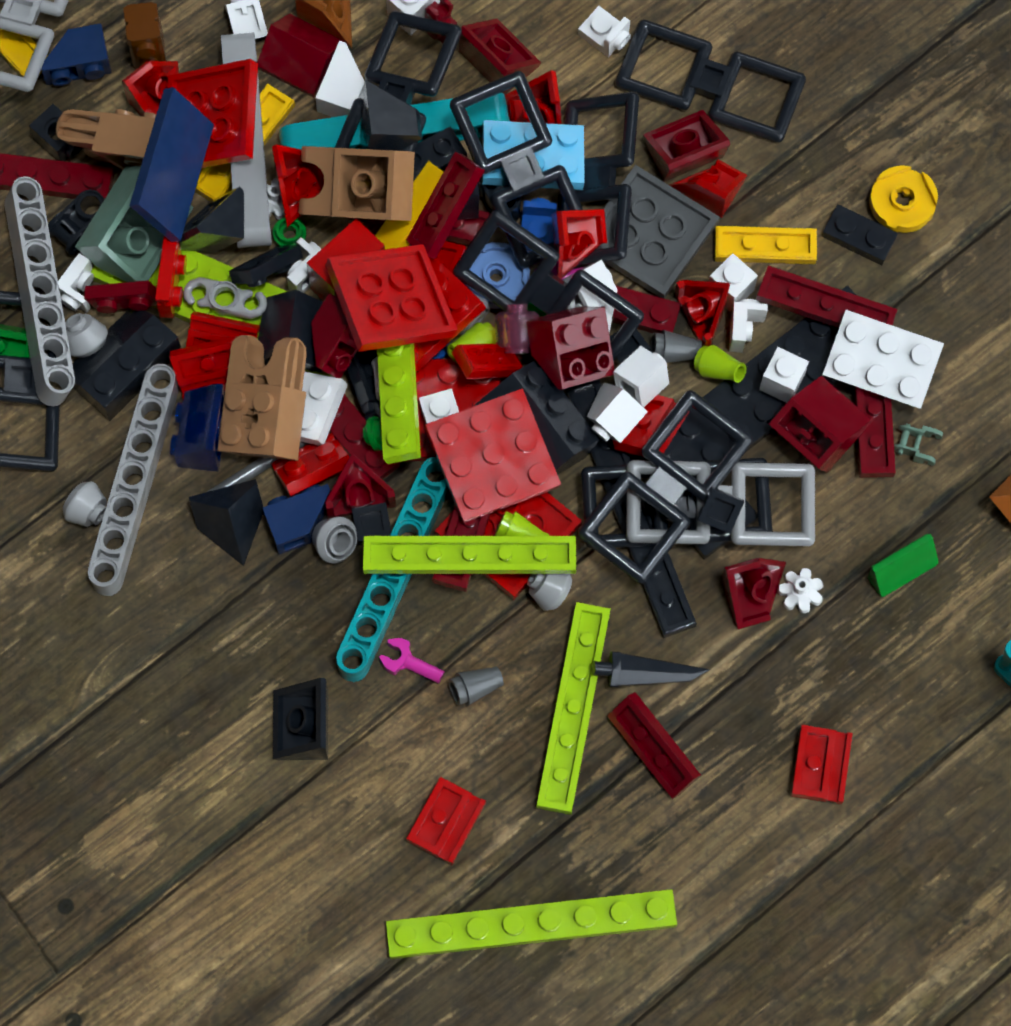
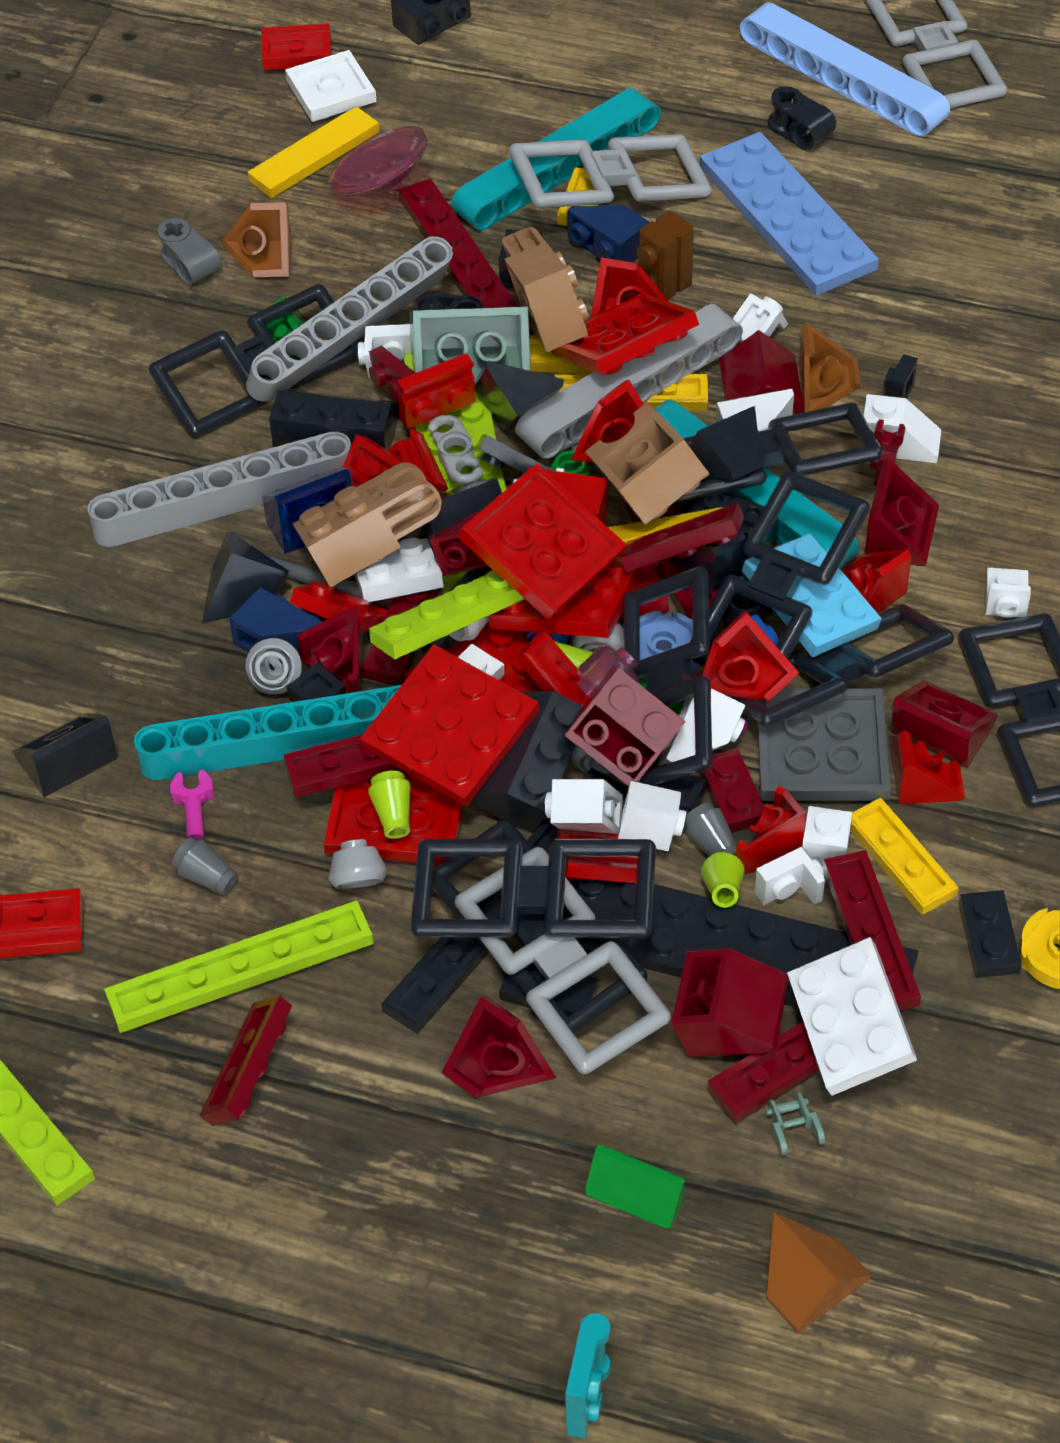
camera: 60 degrees right, 20 degrees down
(85, 335) = (337, 376): light grey cone -> none
(85, 505) = (167, 460): light grey cone -> none
(172, 164) = (533, 308): dark blue tile -> none
(469, 555) = (328, 765): lime plate -> none
(637, 670) = (320, 997): black bar -> none
(720, 509) = (543, 949): black plate -> none
(783, 375) = (754, 929): white brick -> none
(798, 595) = (531, 1106): white plant -> none
(821, 764) = (336, 1236): red plate -> none

